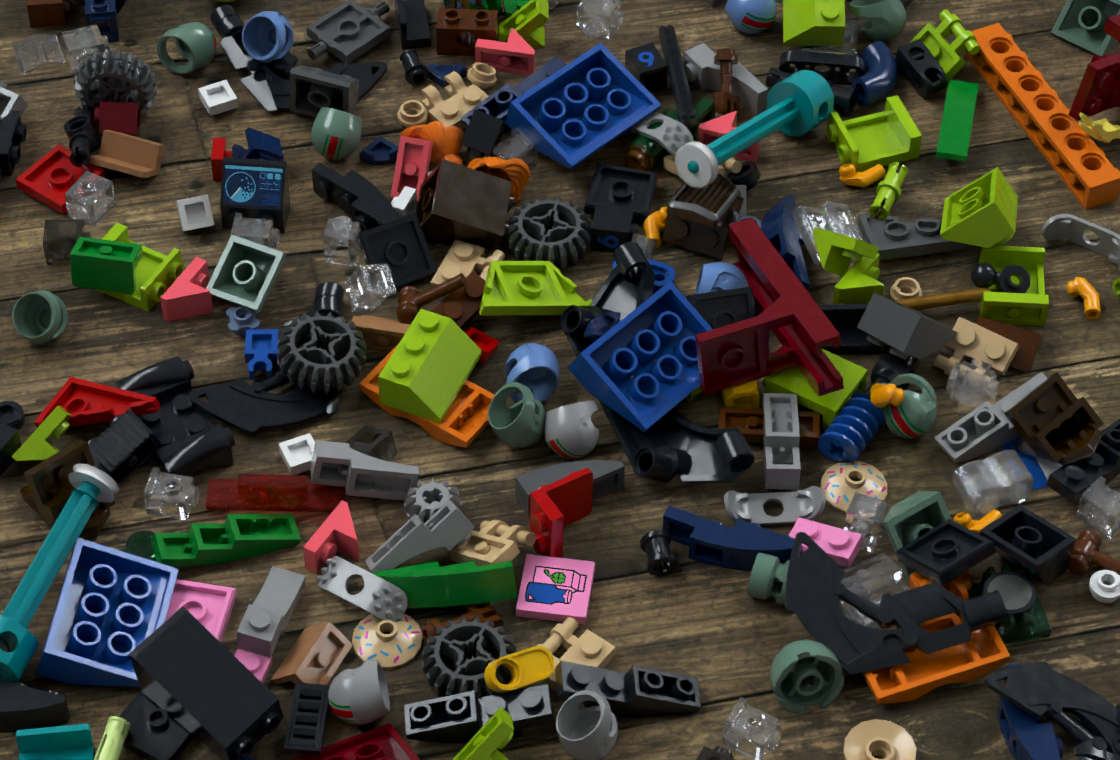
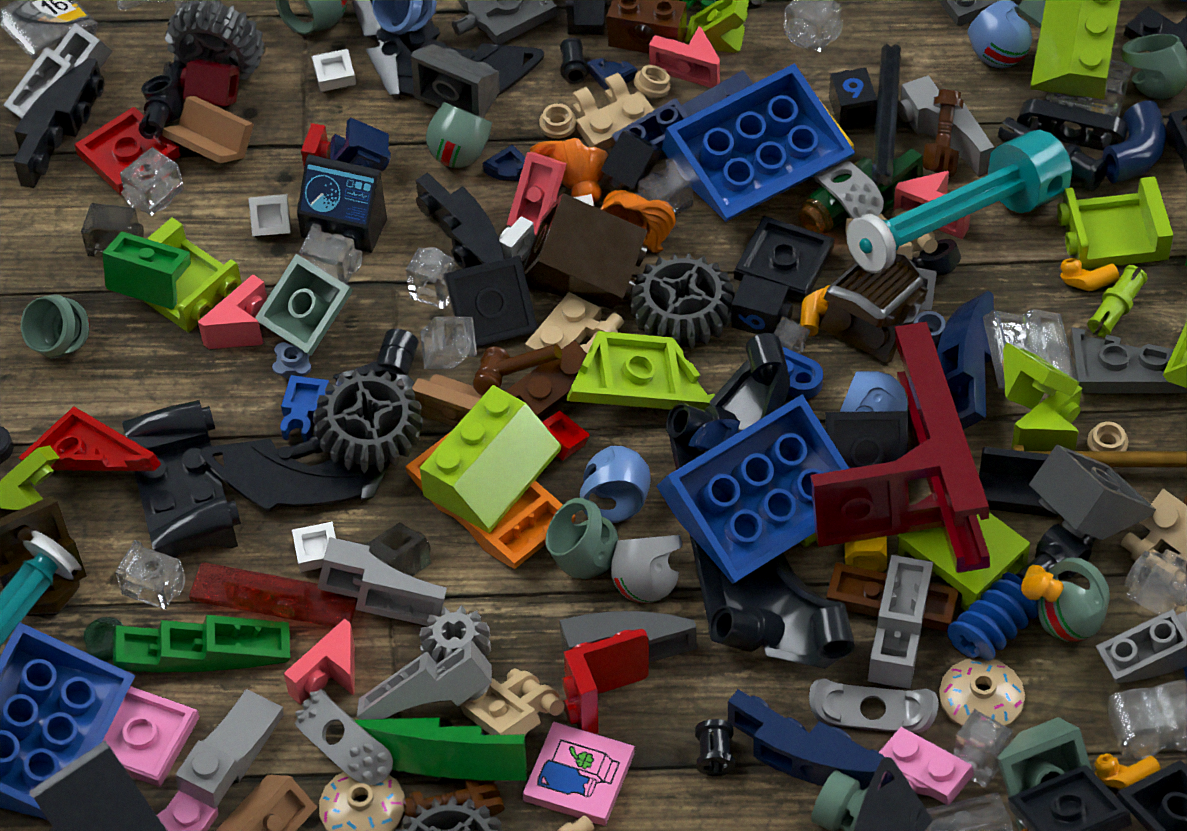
camera: 15 degrees right, 5 degrees up
(123, 446) = (105, 509): black brick -> none

